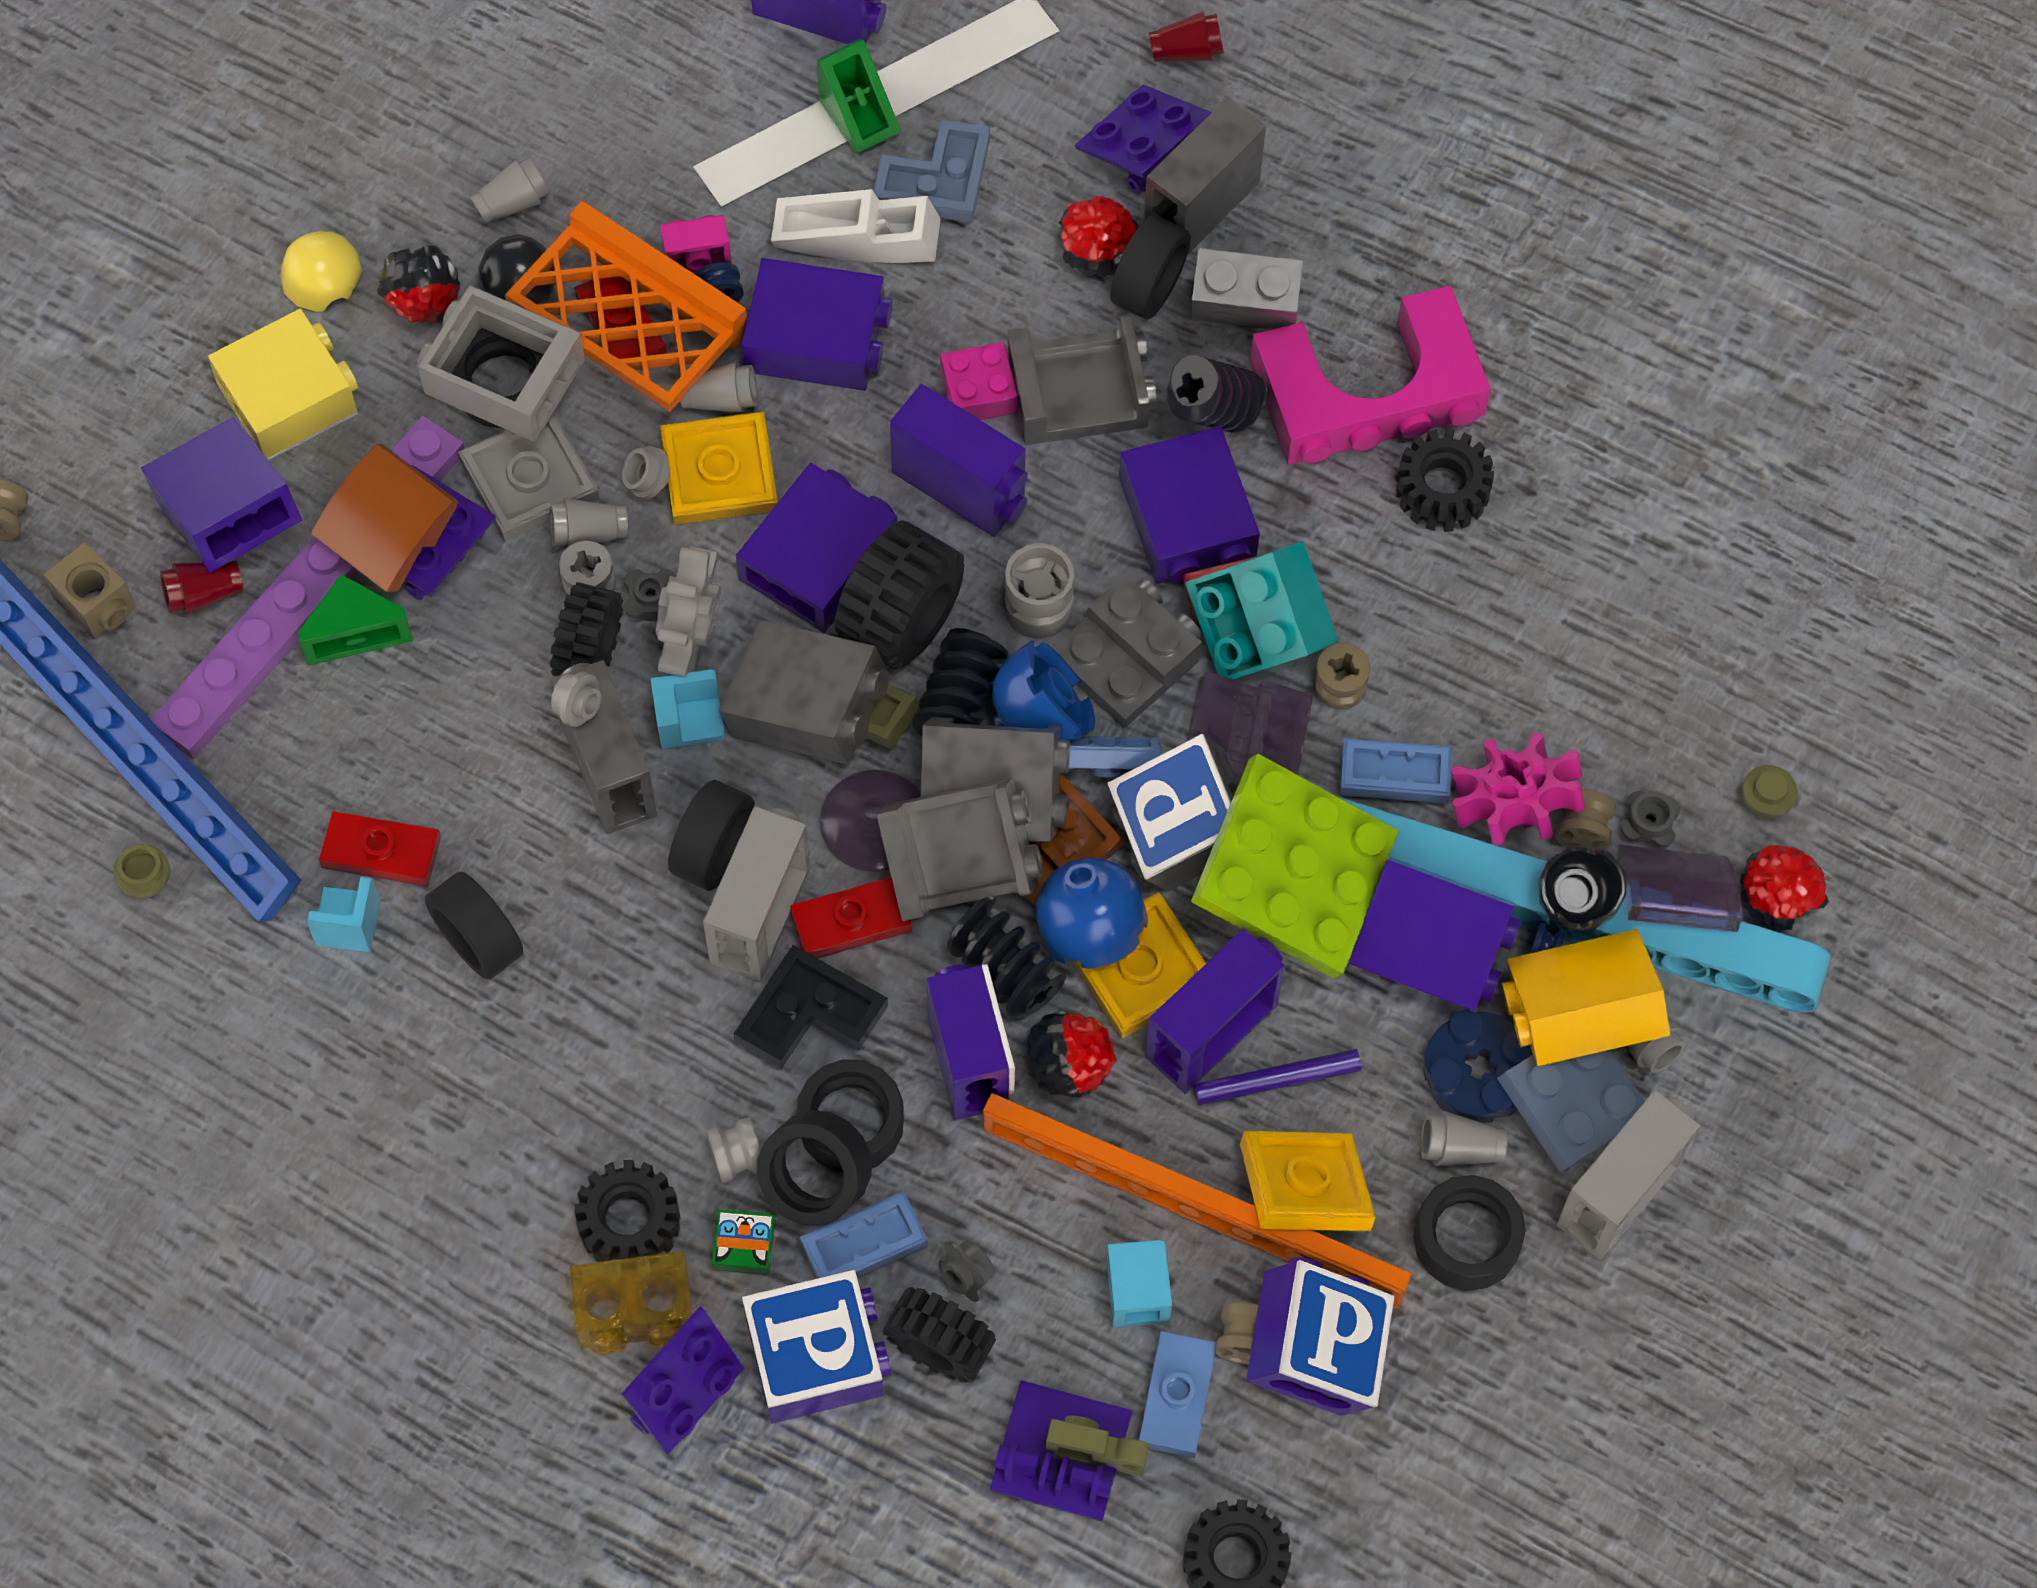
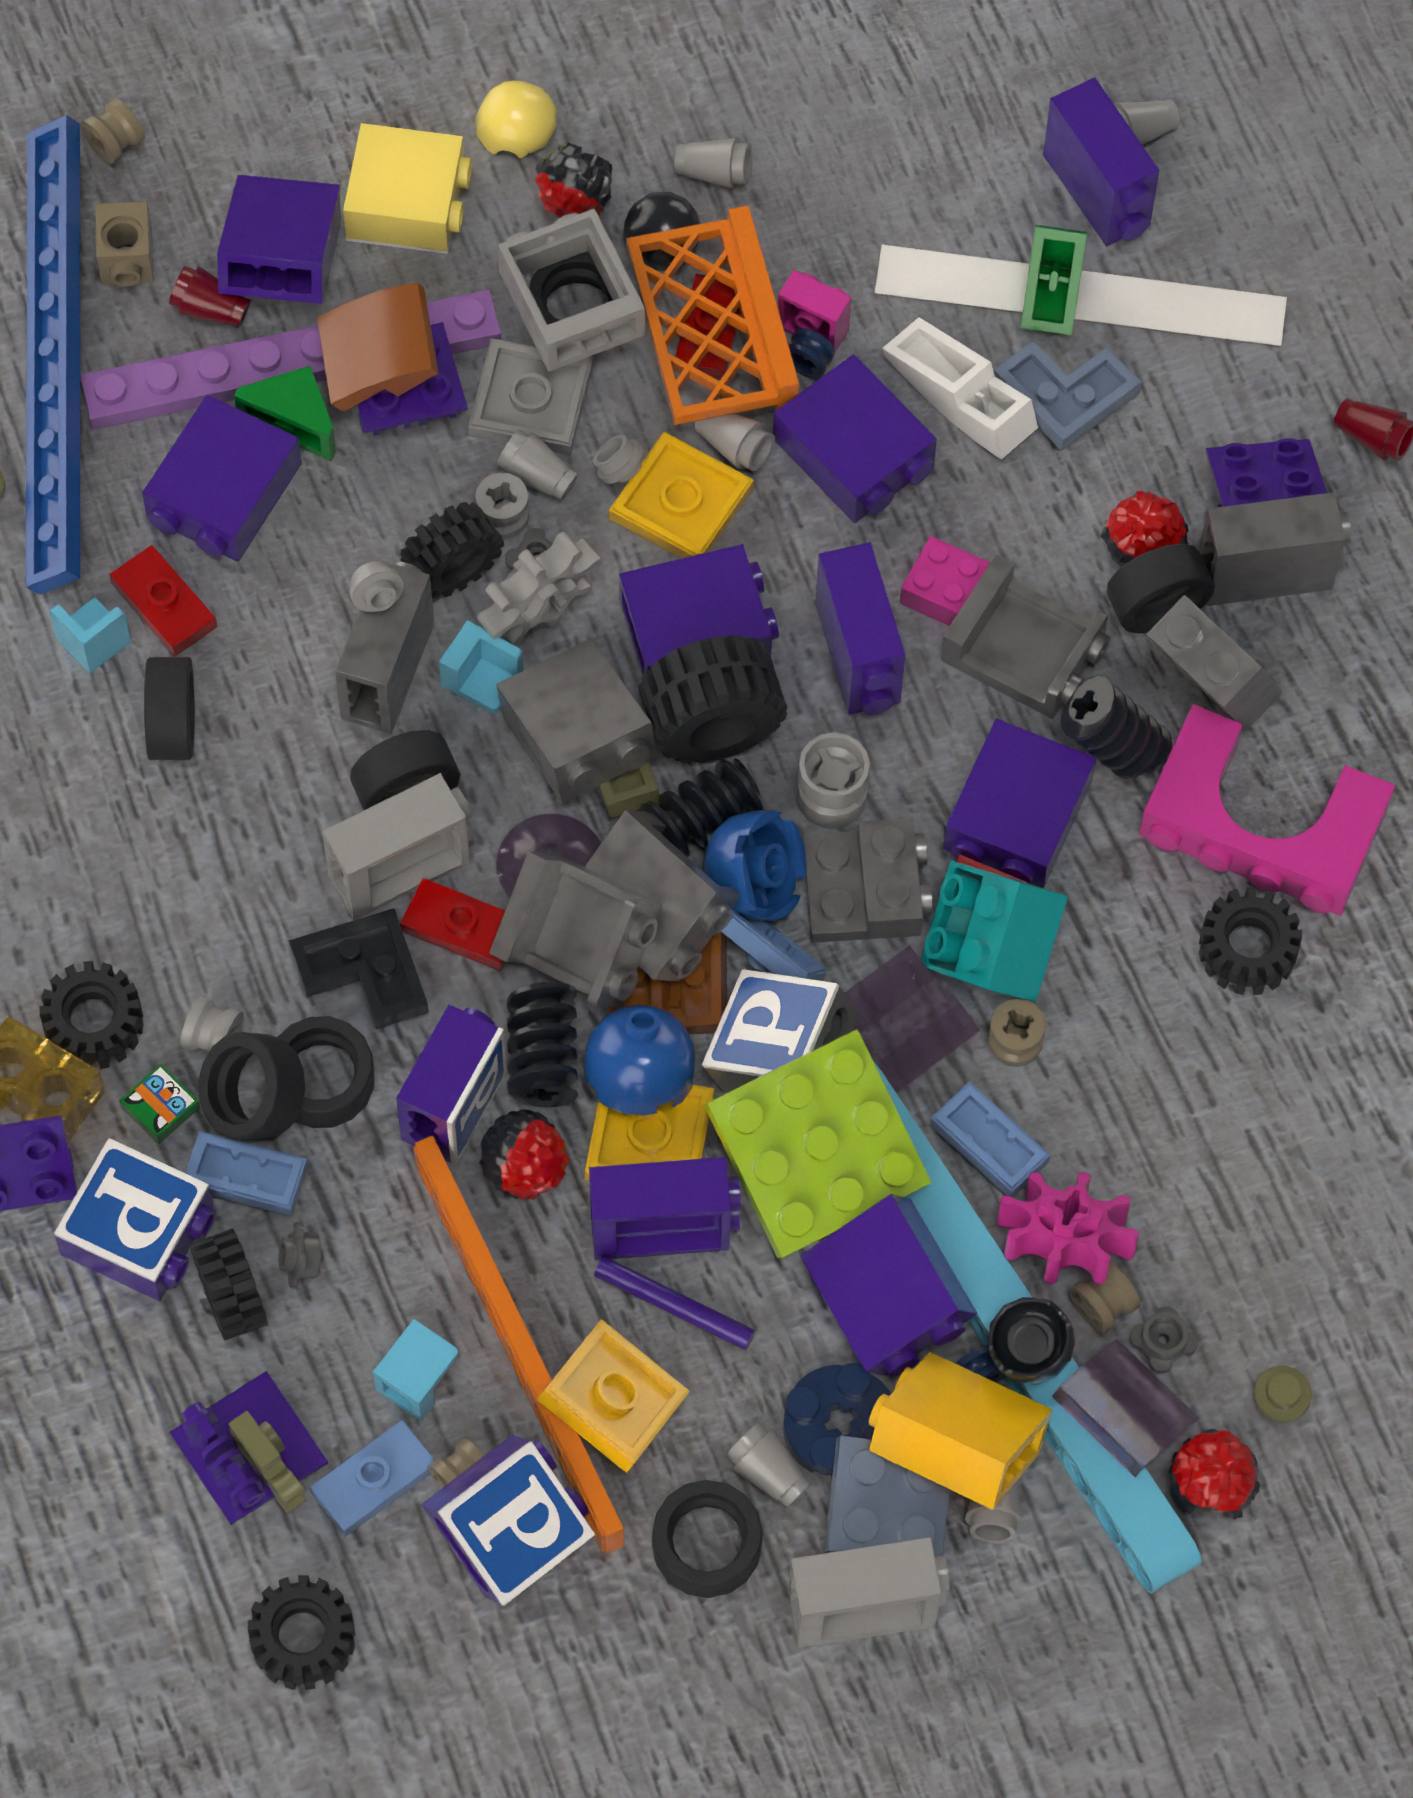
camera: 40 degrees right, 0 degrees up
(343, 717) = (221, 479): none -> dark purple brick

